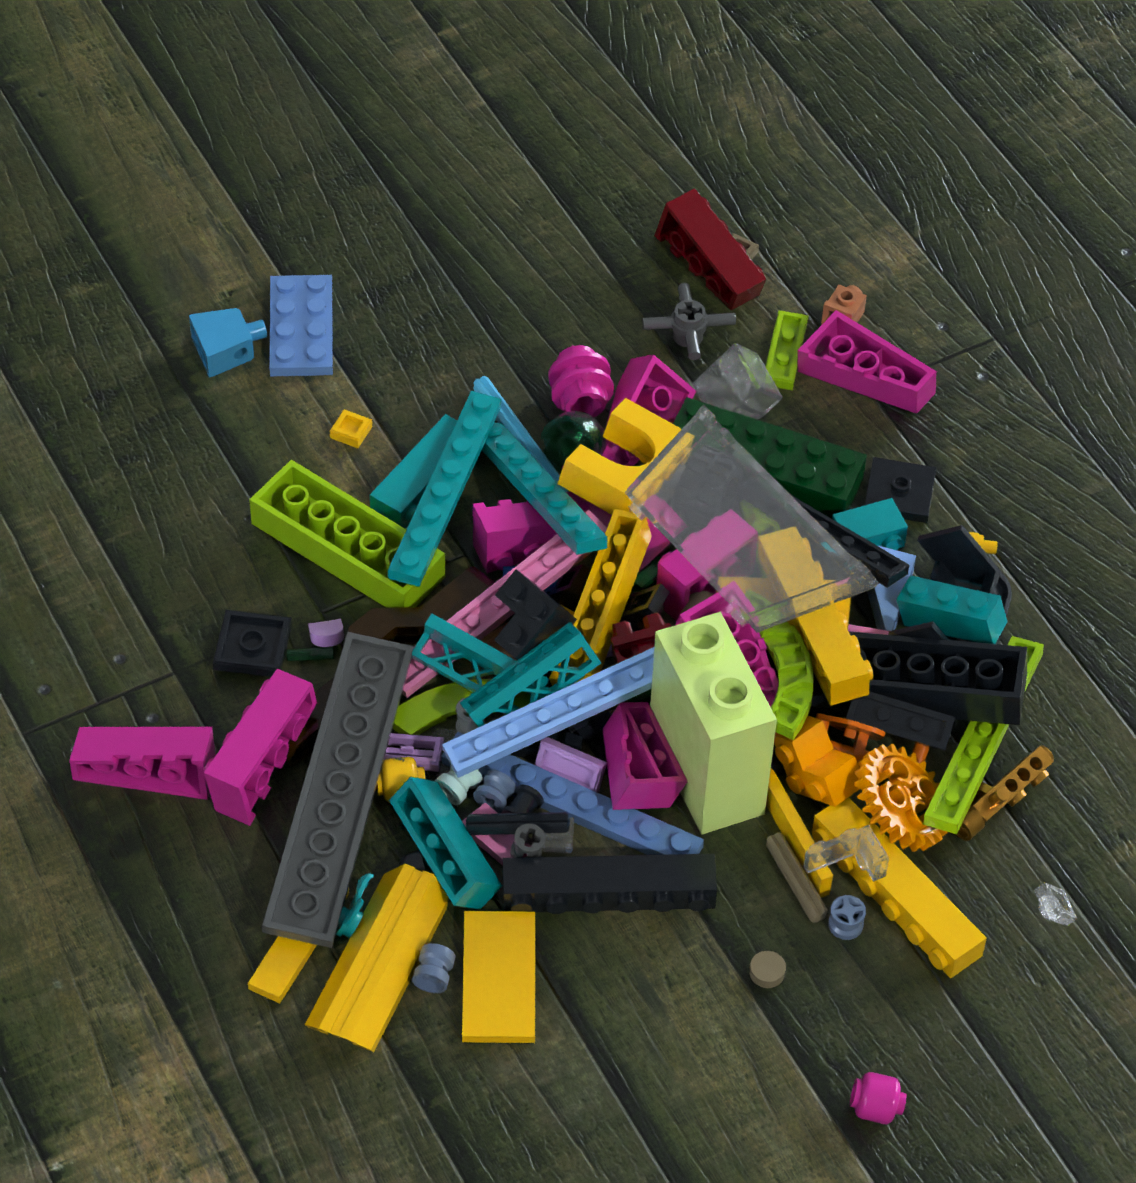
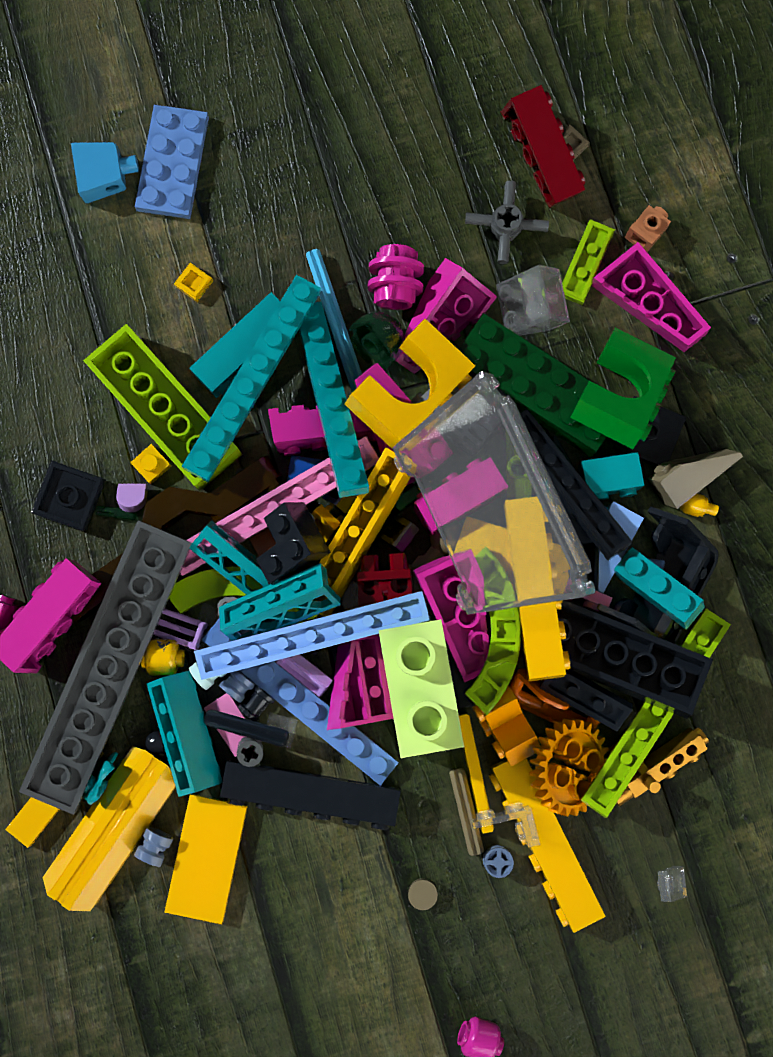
camera: 15 degrees right, 30 degrees up
(341, 601) = (151, 464): none -> yellow plate
(860, 438) = (620, 416): none -> green arch
(955, 509) = (685, 477): none -> dark tan slope

